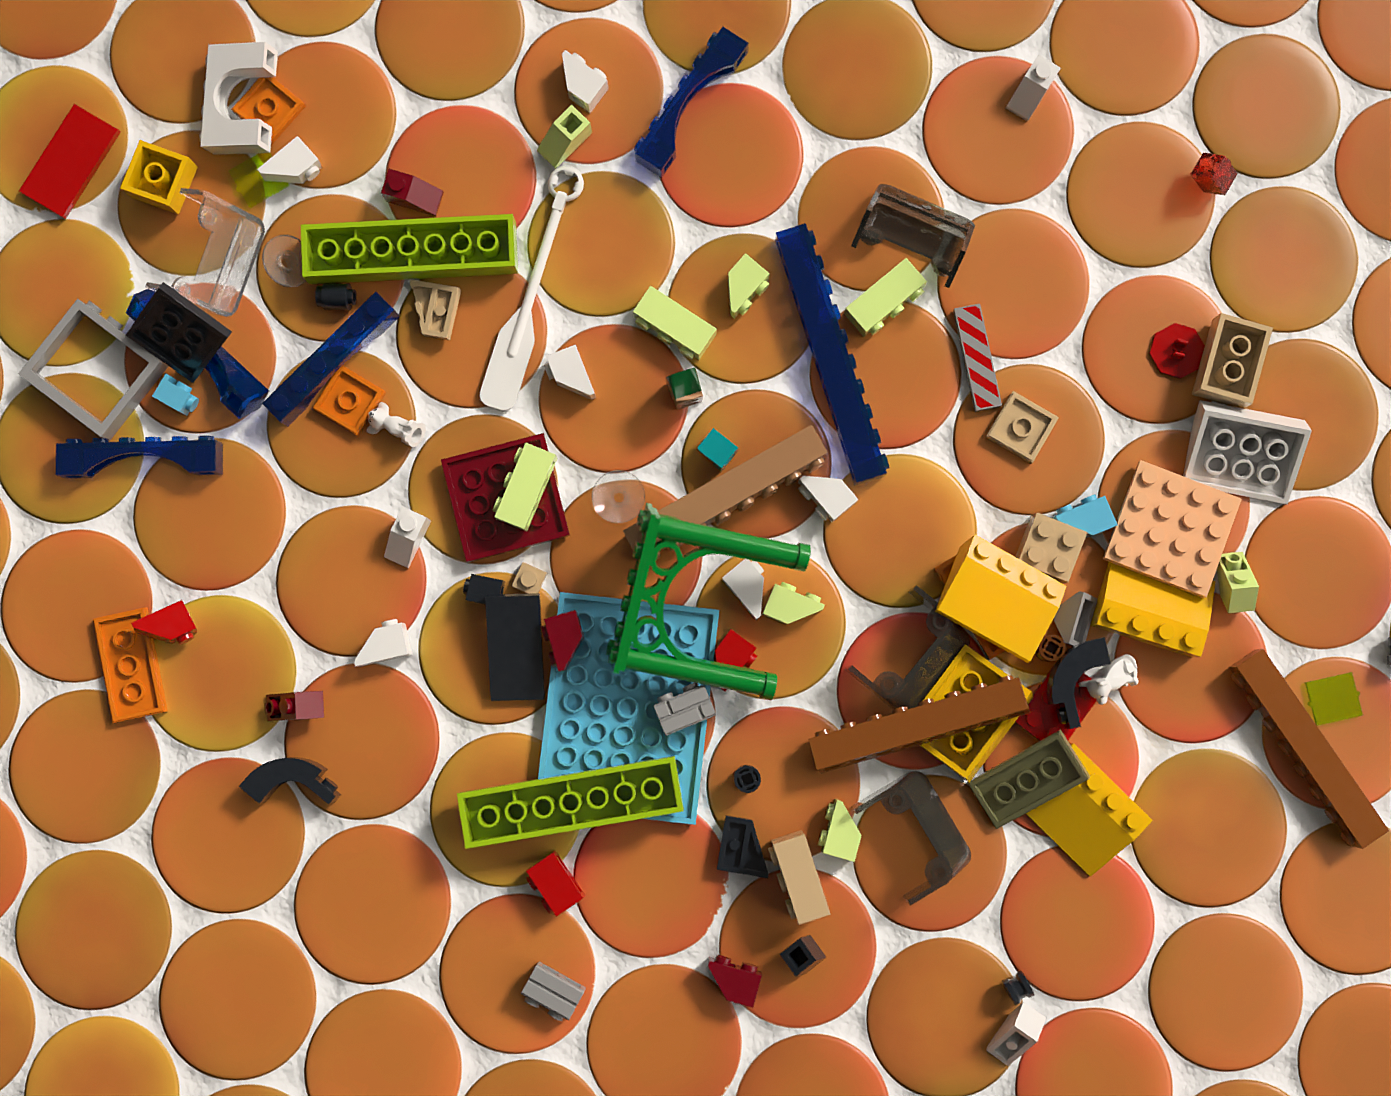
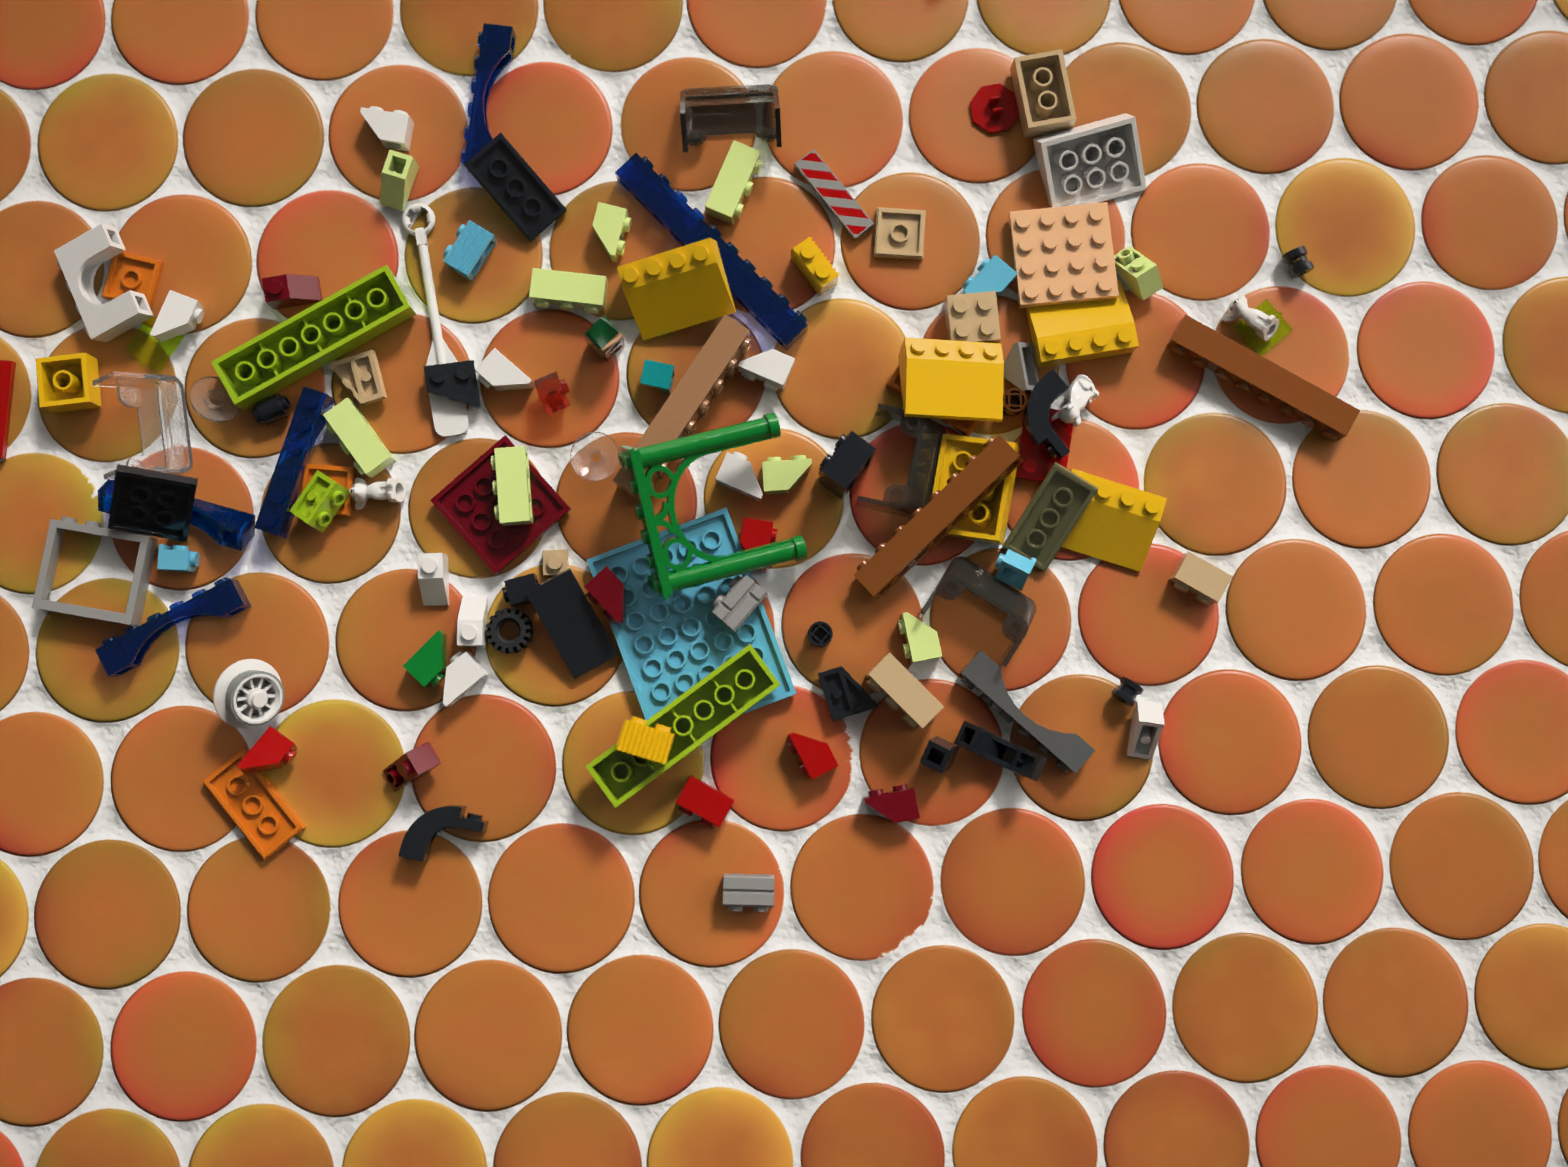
camera: 35 degrees left, 0 degrees up
(177, 559) = (248, 694): none -> white piece
(336, 408) = (320, 501): none -> lime bracket
(362, 614) = (429, 661): none -> green slope
(403, 365) = (358, 438): none -> yellowish green brick
(422, 597) = (472, 622): none -> white slope
(436, 623) = (496, 623): none -> black tyre
(520, 357) = (454, 381): none -> black wing
(526, 800) = (645, 740): none -> yellow brick
(599, 237) = (469, 250): none -> medium azure brick
(608, 415) = (552, 392): none -> clear red brick
(673, 199) = (515, 187): none -> black tile
(682, 894) = (814, 754): none -> red slope
(778, 375) = (677, 289): none -> yellow slope
(856, 629) = (846, 464): none -> black brick
(864, 983) = (1000, 751): none -> black arch
(923, 418) = (814, 266): none -> yellow brick
(930, 1011) = (986, 677): none -> dark grey arch
(967, 812) = (1013, 569): none -> medium azure brick
(1146, 914) = (1200, 578): none -> tan brick
(1335, 696) = (1260, 322): none -> white animal

